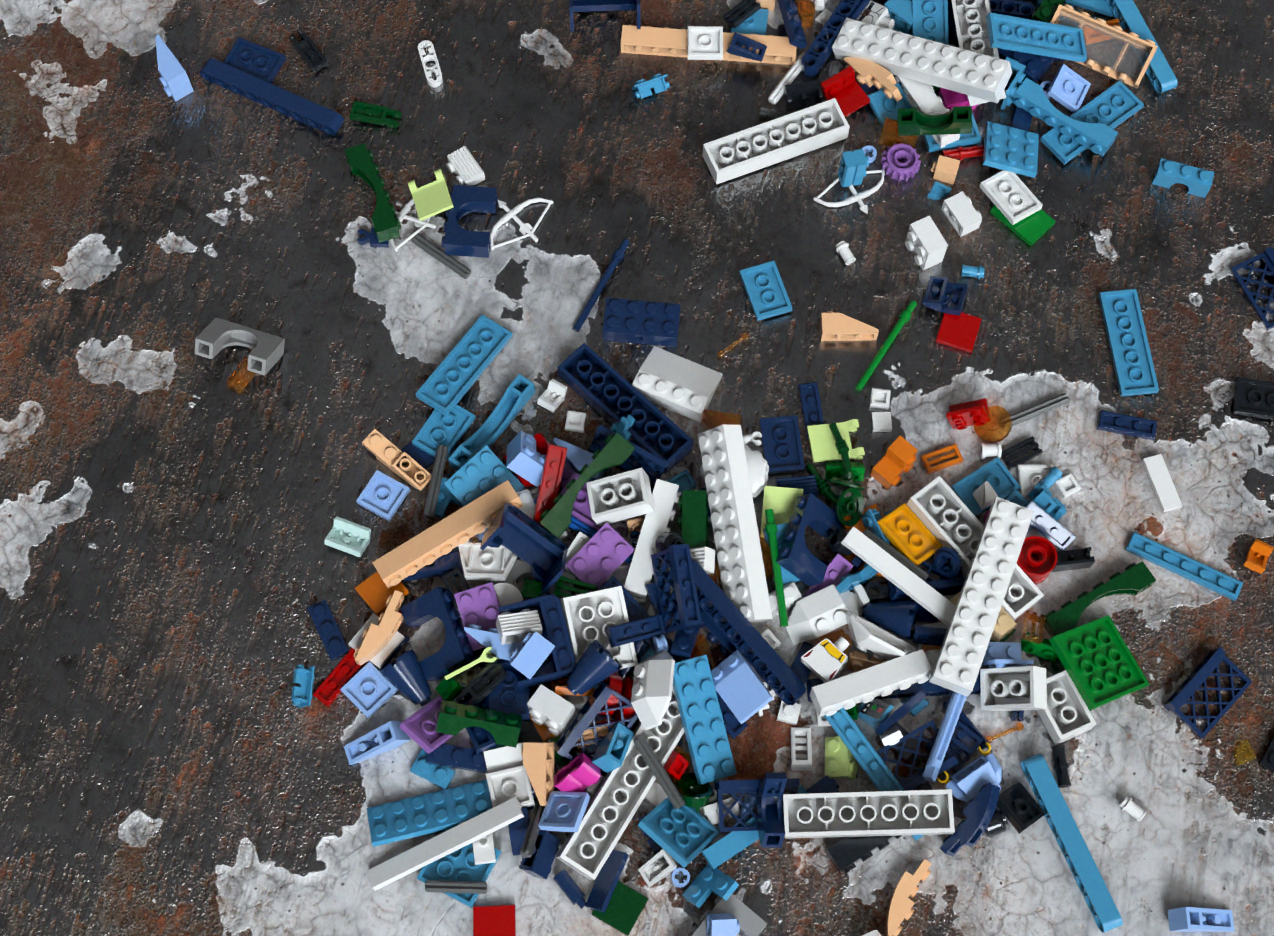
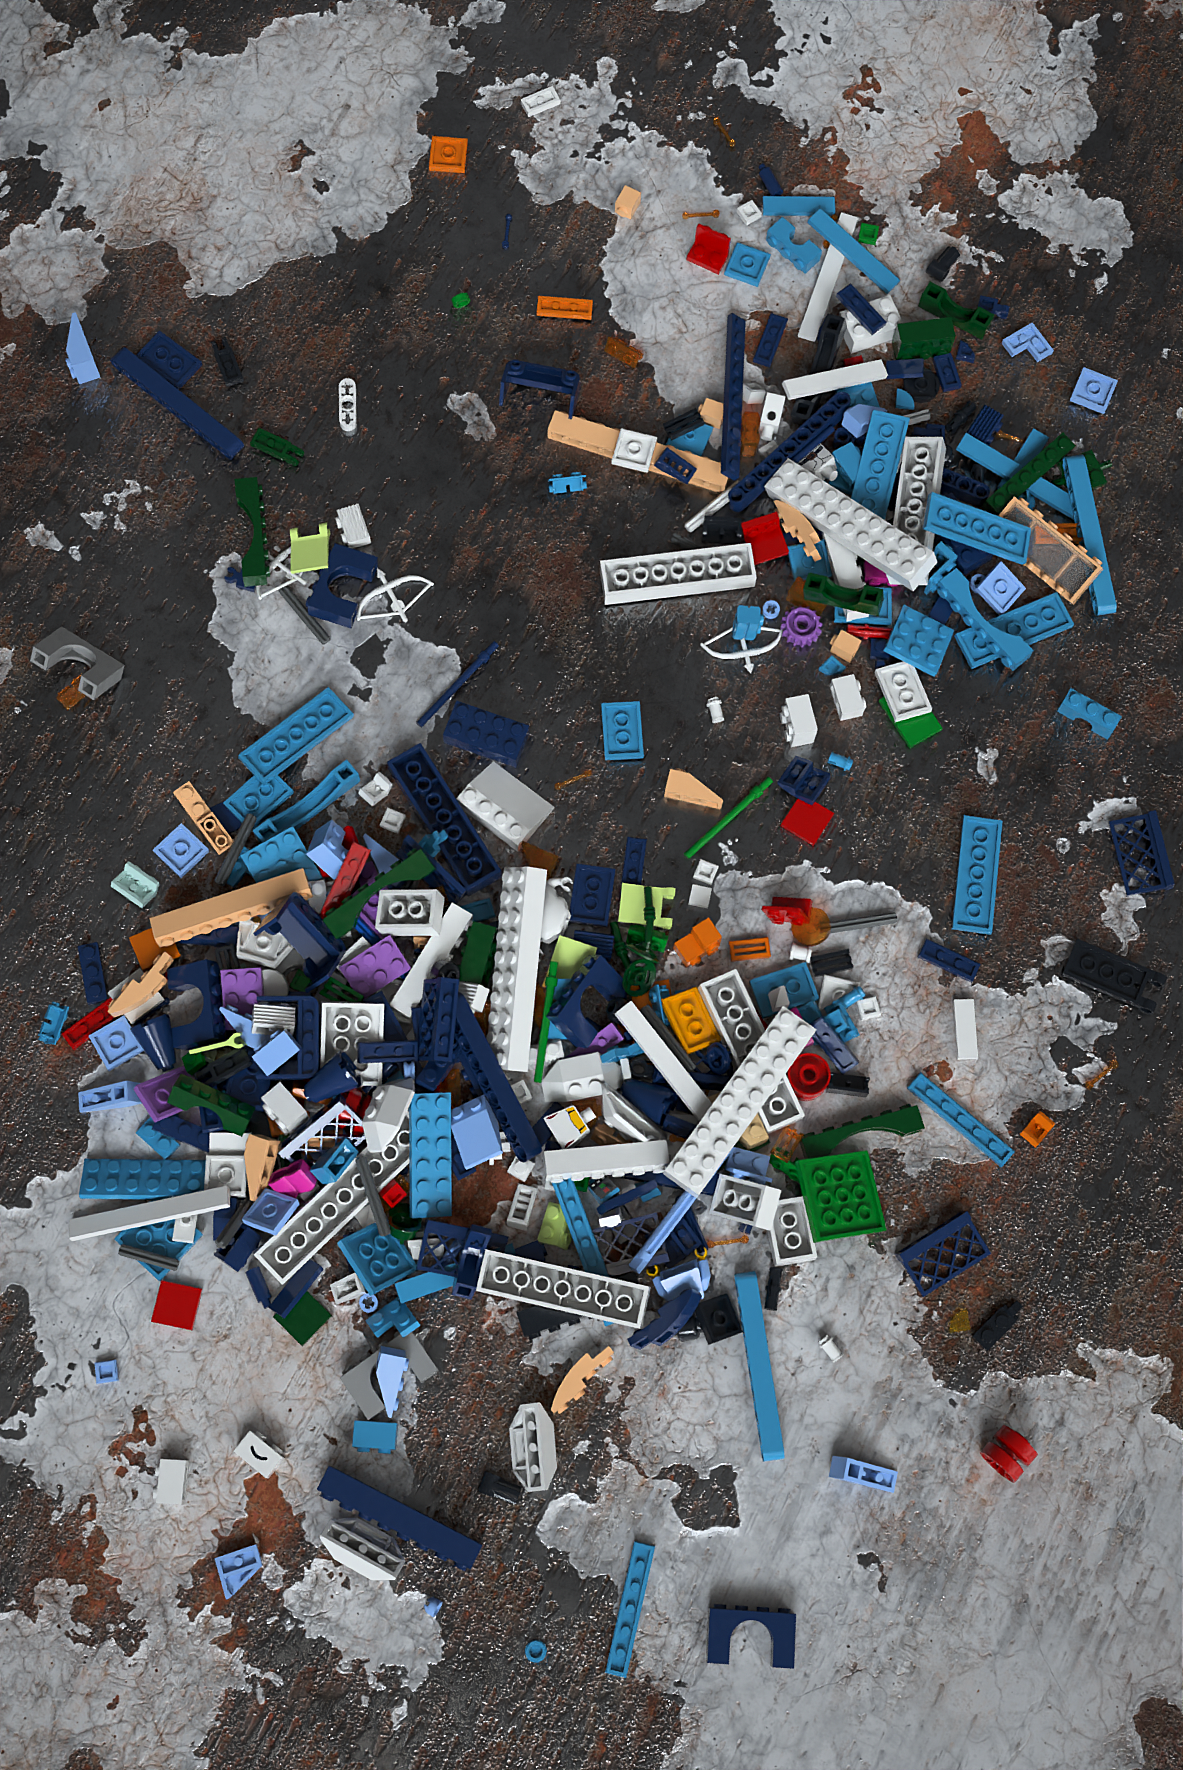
camera: 10 degrees right, 5 degrees up
(977, 169) = (877, 653): none -> dark blue plate

